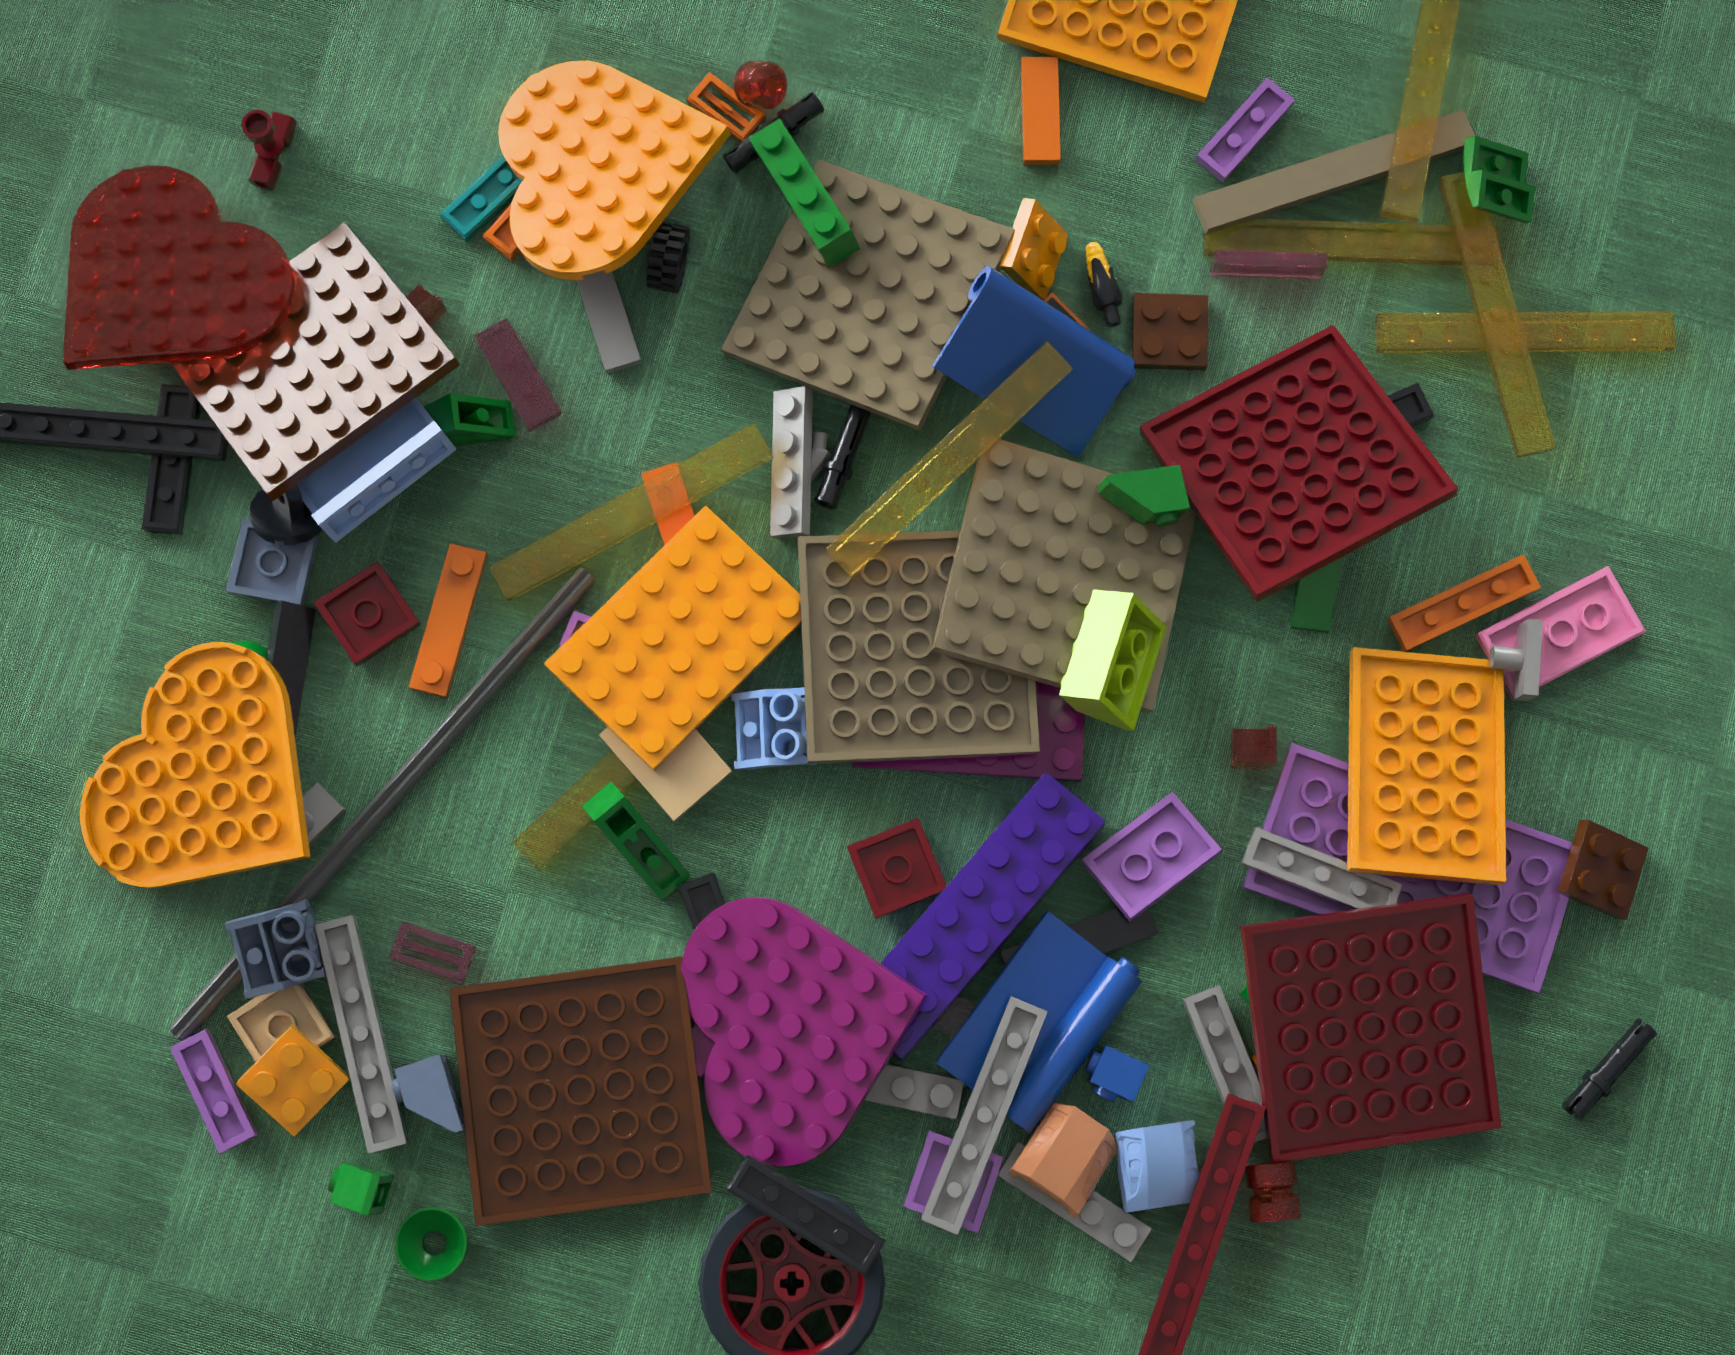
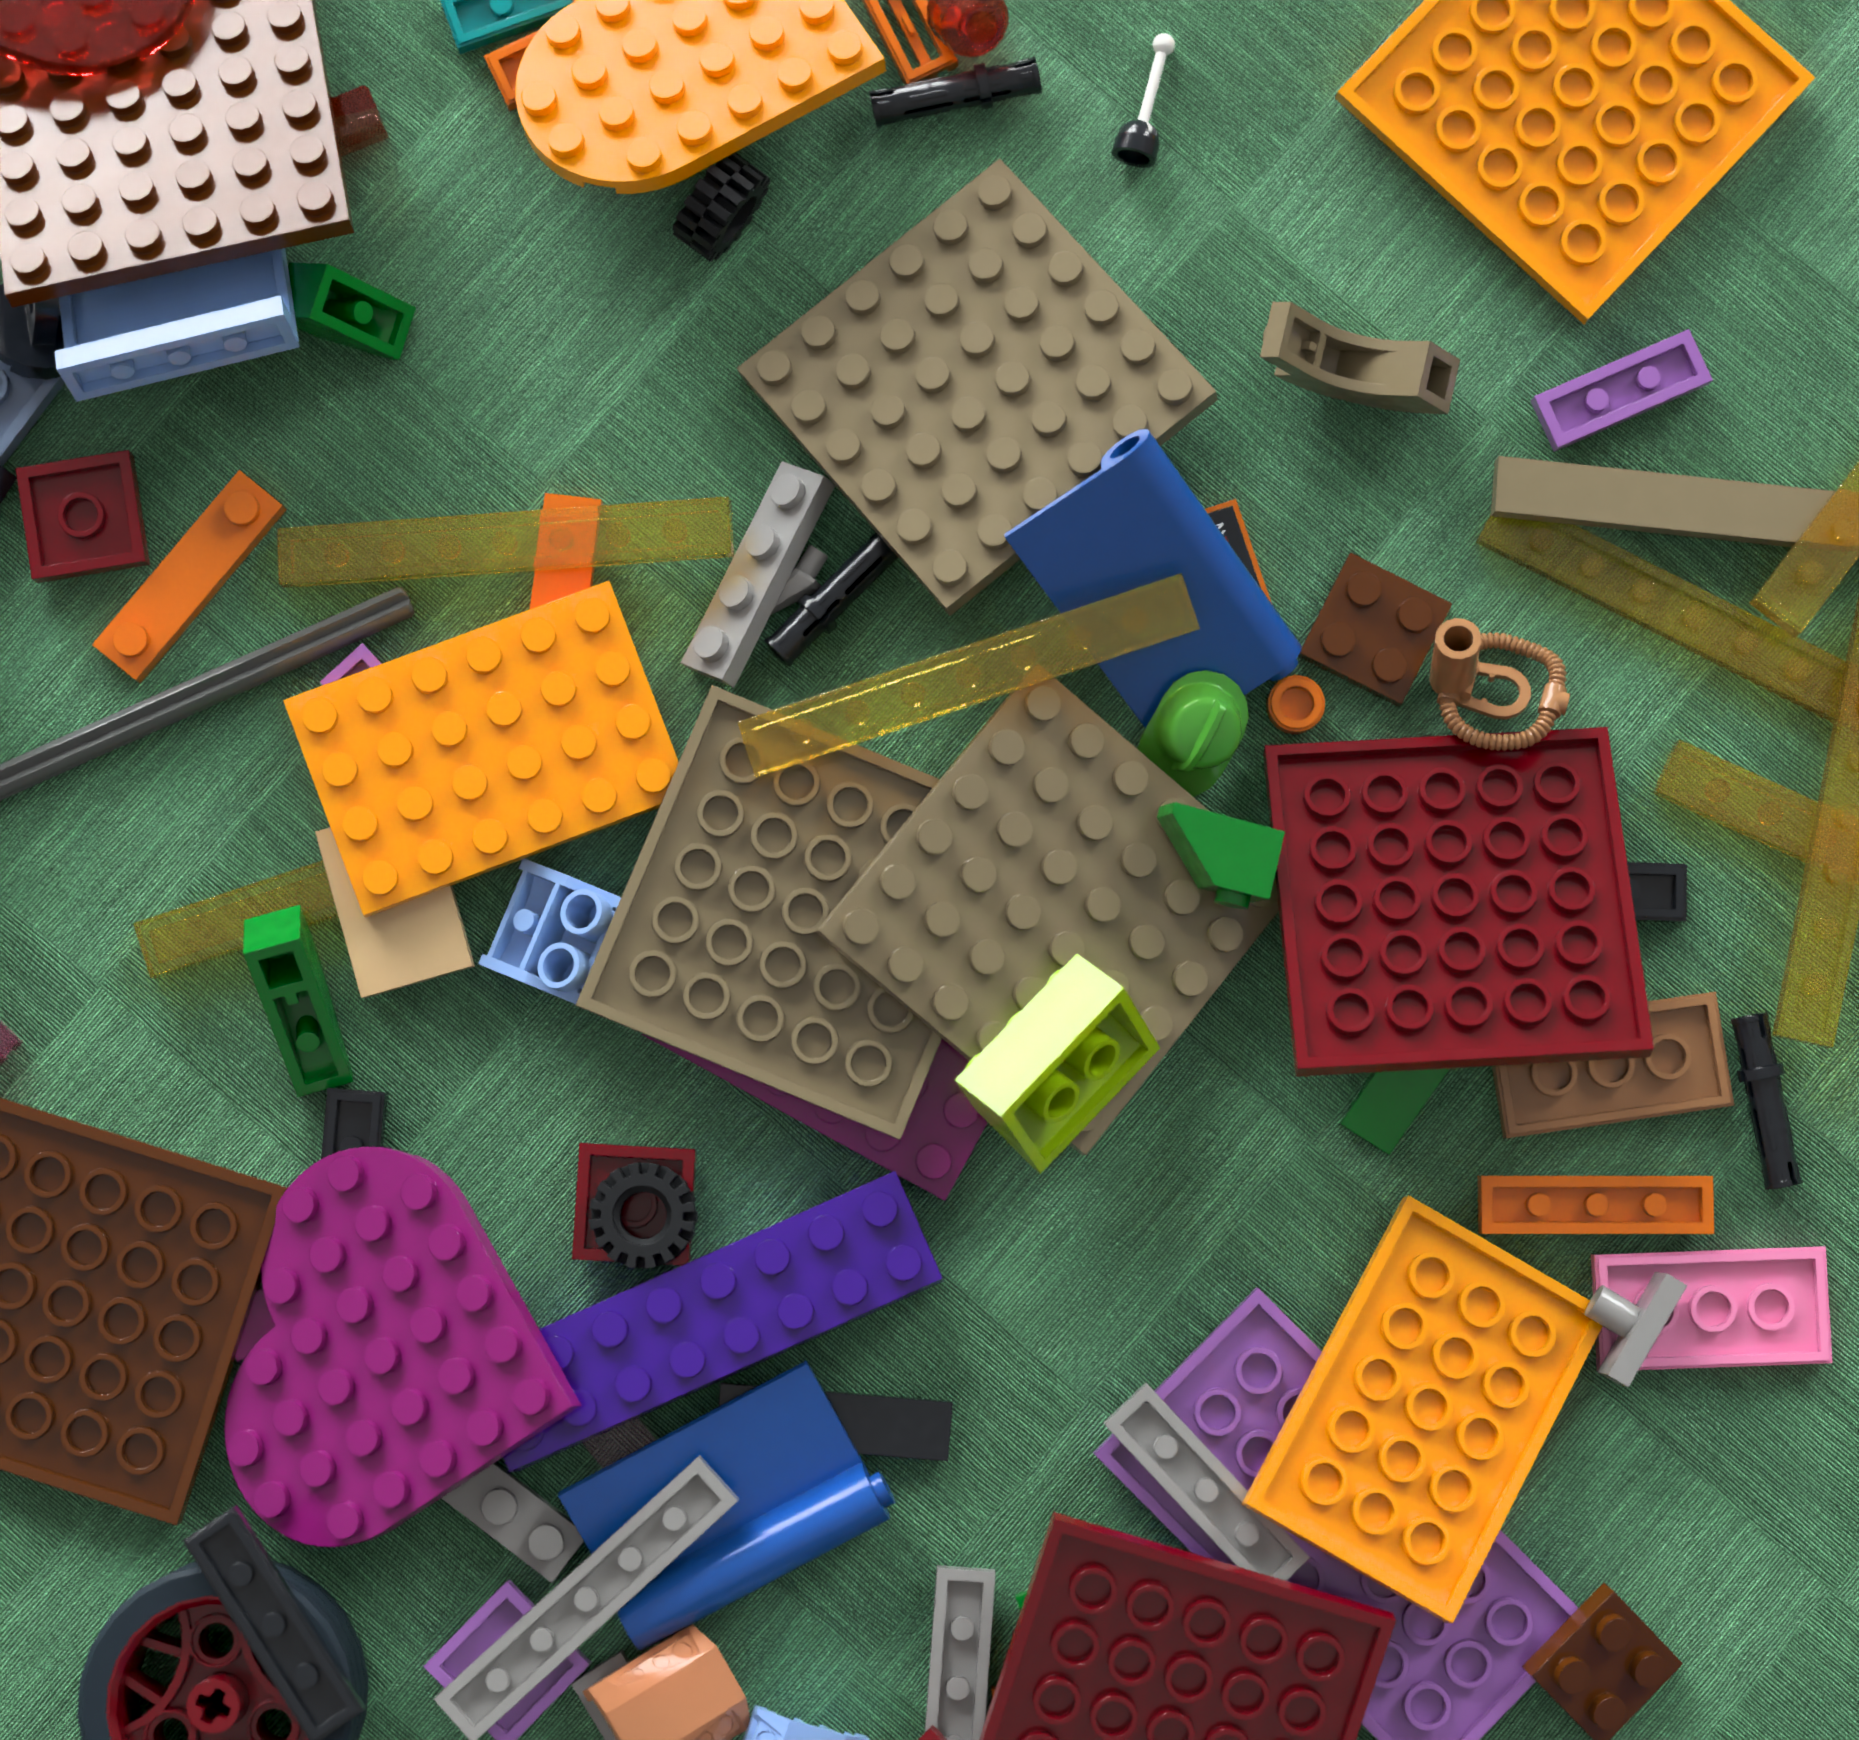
camera: 25 degrees right, 5 degrees up
(517, 375) = (442, 275): clear pink tile -> none
(609, 321) = (601, 261): light grey tile -> none
(804, 193) = (950, 202): green brick -> none
(894, 113) = (1137, 140): none -> hinge
(924, 851) = (607, 1210): none -> black tyre
(1034, 249) = (1235, 429): light orange plate -> none
(1040, 111) = (1346, 230): orange tile -> none
(1087, 184) = (1358, 367): none -> dark tan arch
(1095, 433) = (1196, 729): none -> bright green piece
(1103, 284) = (1313, 521): black piece -> none
(1115, 1074) = (794, 1625): blue brick -> none
(1145, 395) = (1295, 704): none -> orange tile
(1151, 856) = (987, 1353): medium lavender plate -> none
(1229, 327) = (1454, 675): none -> medium nougat piece
(1254, 748) = (1202, 1268): clear red panel -> none
(1268, 264) = (1559, 599): clear pink tile -> none
(1441, 530) = (1679, 1077): none -> medium nougat tile
(1527, 491) = (1766, 1100): none -> black pin

